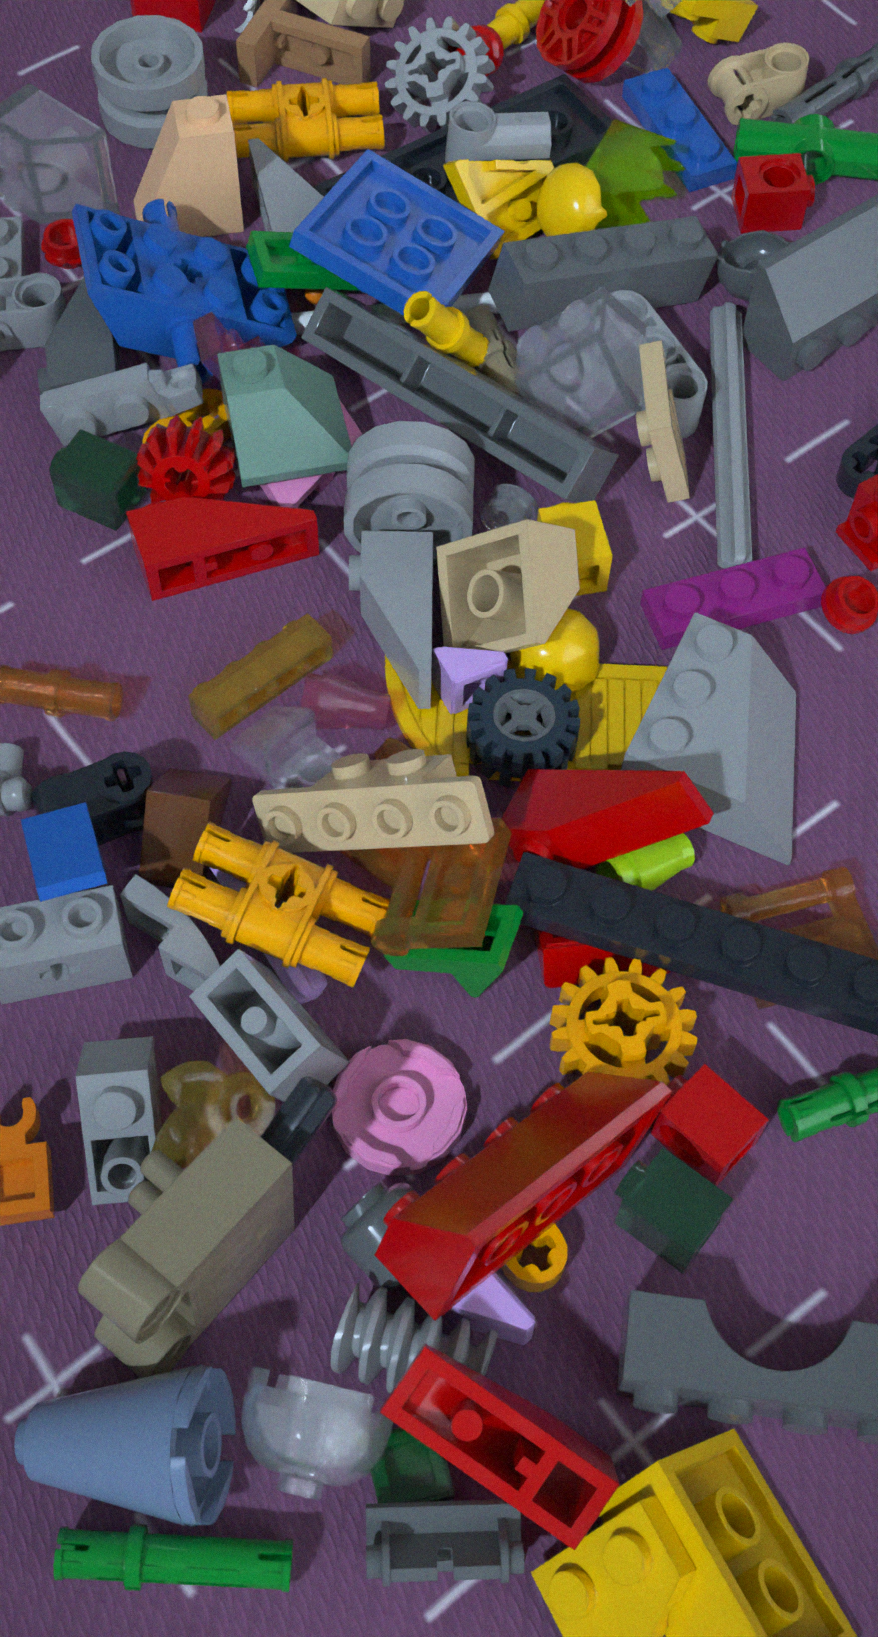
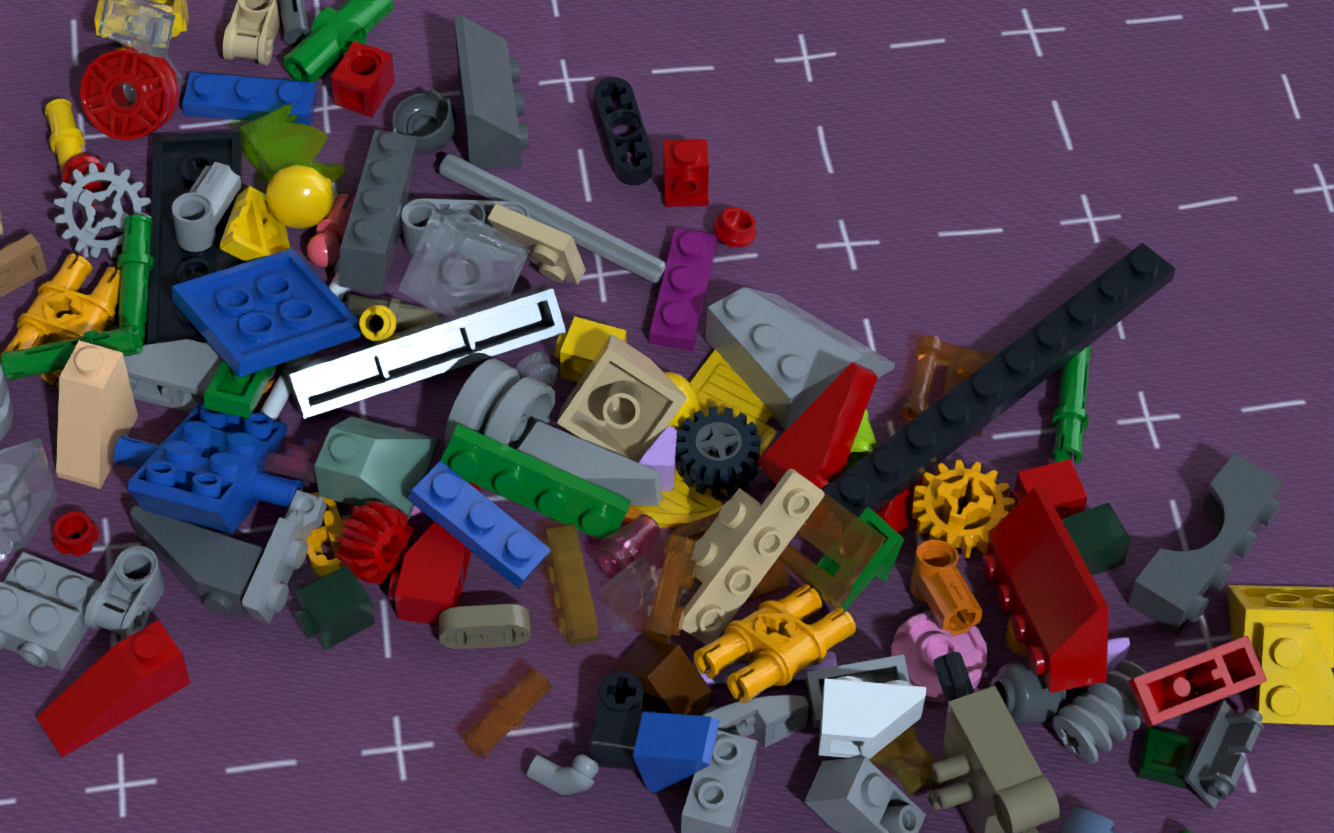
camera: 60 degrees left, 5 degrees down
(153, 619) = (484, 626): none -> dark tan beam
(193, 1039) = (866, 716): none -> white slope
(254, 129) = (55, 355): none -> green pin
(256, 540) = (479, 524): none -> blue plate
(262, 751) = (677, 572): none -> clear orange plate
(312, 1432) = (1131, 781): clear cylinder -> none
(342, 564) = (534, 483): none -> green plate
(379, 135) = (135, 268): none -> green pin
(480, 1059) = (942, 587): none -> orange piece

